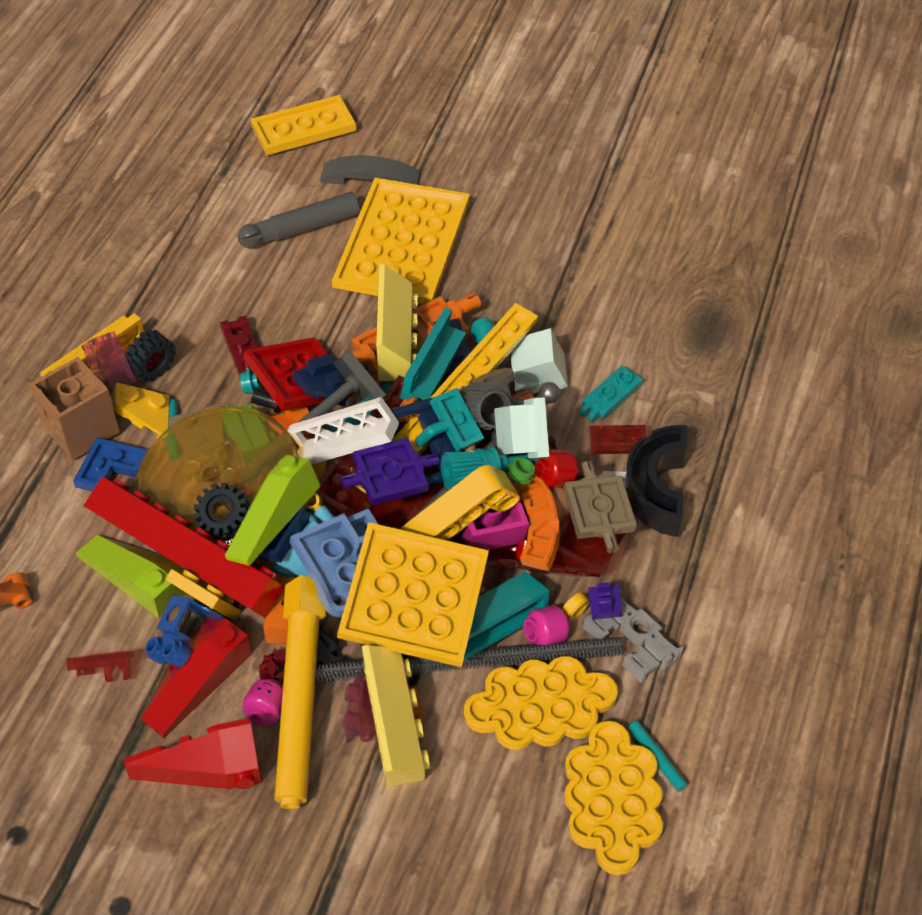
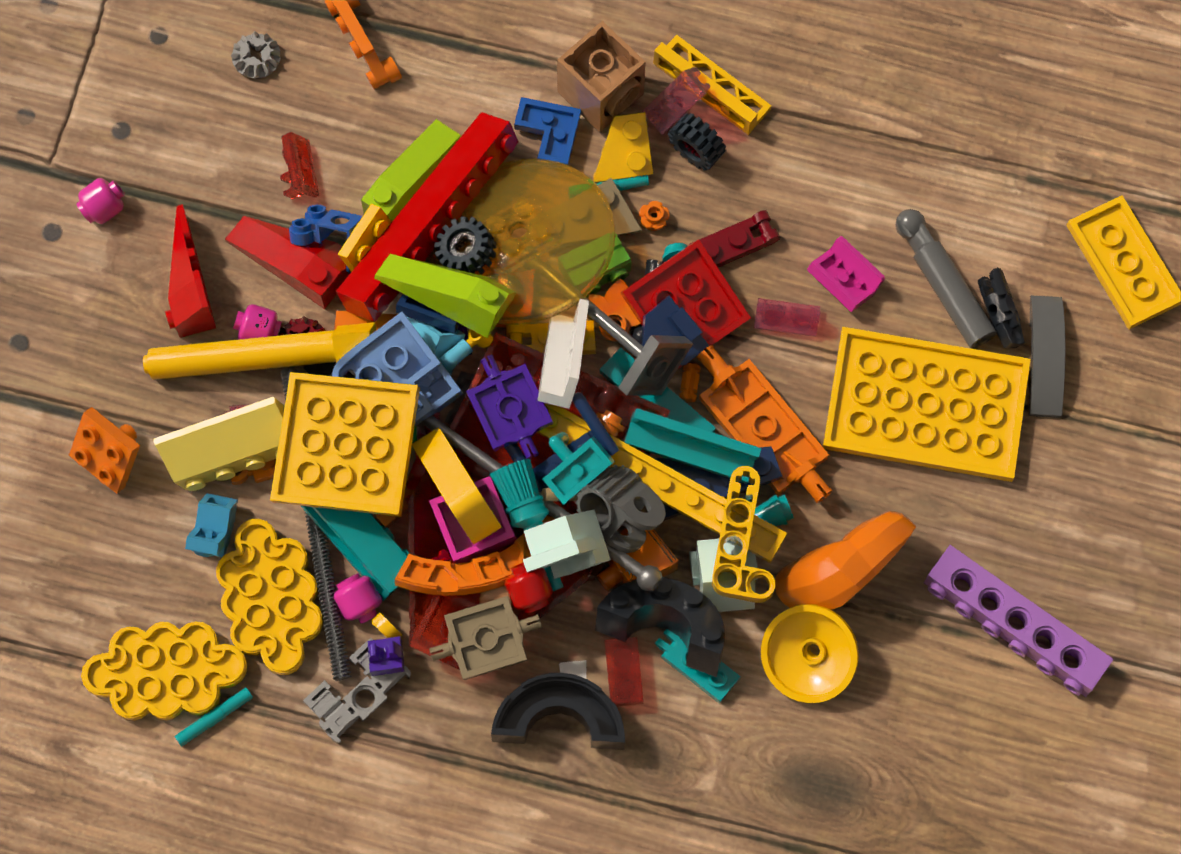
camera: 85 degrees right, 20 degrees up
(98, 846) = (100, 201): none -> dark pink head
(208, 396) = (650, 222): none -> orange plate
(285, 275) = (846, 274): none -> dark pink bracket
(316, 316) = (787, 317): none -> clear pink hinge
(341, 186) = (1001, 308): none -> black hinge
(383, 838) = (105, 449): none -> orange plate
(395, 324) = (752, 398): light yellow slope -> none
(470, 746) = (213, 526): none -> dark azure brick
(520, 326) = (740, 532): none -> yellow beam
(521, 471) = (510, 547): bright green plate -> none
(540, 278) = (843, 568): none -> orange piece
(578, 383) = (668, 607): none -> black brick
(580, 203) = (1036, 621): none -> medium lavender brick
(616, 306) = (792, 664): none -> yellow dish

